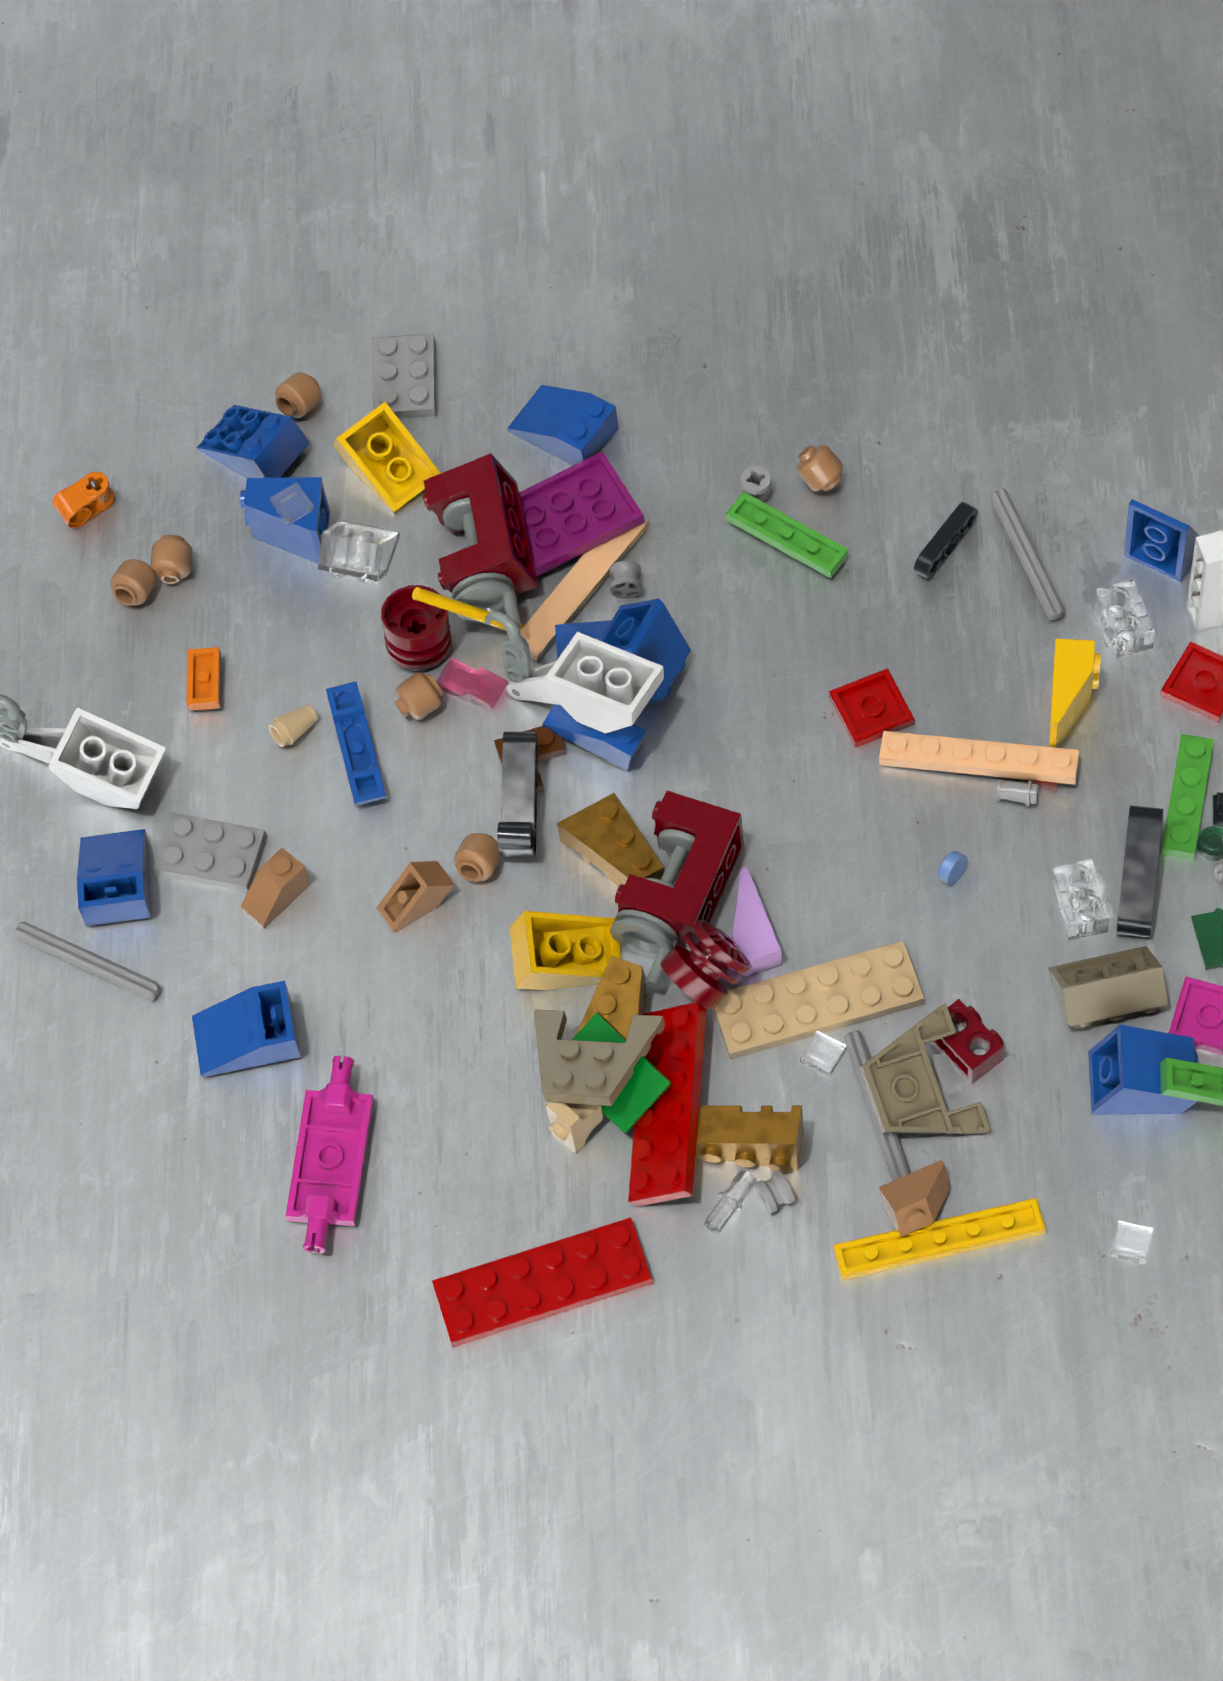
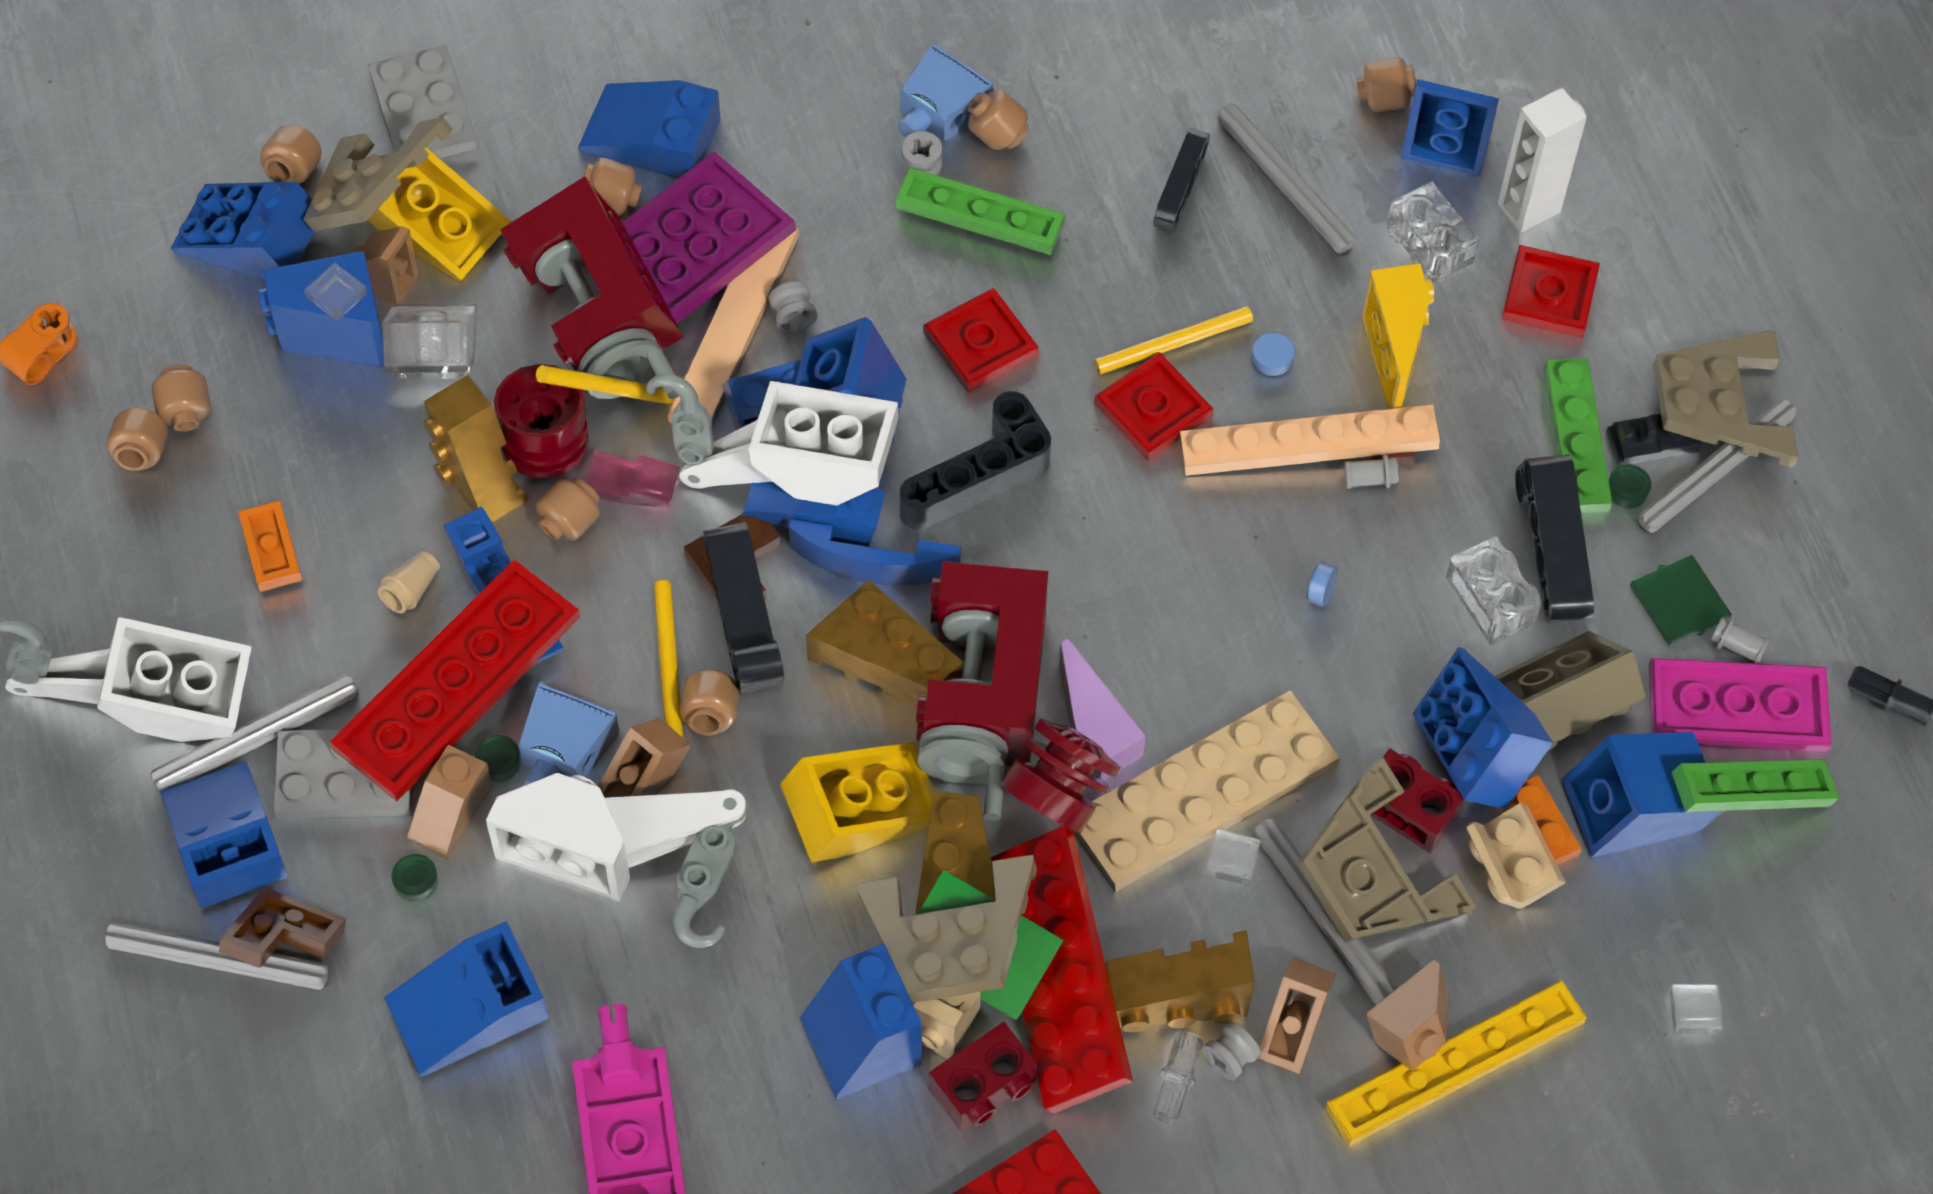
camera: 25 degrees left, 0 degrees up
(136, 945) = (279, 919): none -> reddish brown plate
(157, 810) = (255, 733): none -> light grey axle
(237, 937) = (415, 877): none -> clear green tile
(301, 801) = (455, 680): none -> red plate
(319, 865) = (501, 757): none -> clear green tile
(339, 424) = (359, 185): none -> dark tan wing
(343, 490) = (390, 263): none -> medium nougat slope
(358, 639) = (468, 449): none -> pearl gold wedge
(366, 938) = (591, 841): none -> white slope
(367, 861) = (565, 734): none -> medium blue torso
(460, 817) = (668, 655): none -> yellow bar
(513, 1110) = (863, 1023): none -> blue slope
(521, 462) = (614, 182): none -> medium nougat head
(586, 1159) = (974, 1069): none -> dark red brick
(621, 781) = (865, 563): none -> blue slope
(720, 724) = (929, 498): none -> black beam
(758, 632) = (981, 339): none -> red tile
(781, 440) = (939, 95): none -> medium blue torso
(830, 1176) = (1296, 1015): none -> medium nougat slope
(902, 661) = (1173, 340): none -> yellow bar
(974, 687) = (1273, 354): none -> medium blue tile
(1029, 1100) = (1515, 857): none -> tan bracket
(1030, 1002) = (1481, 731): none -> blue slope
(1059, 1080) = (1548, 818): none -> orange plate
(1122, 491) = (1387, 84): none -> medium nougat head

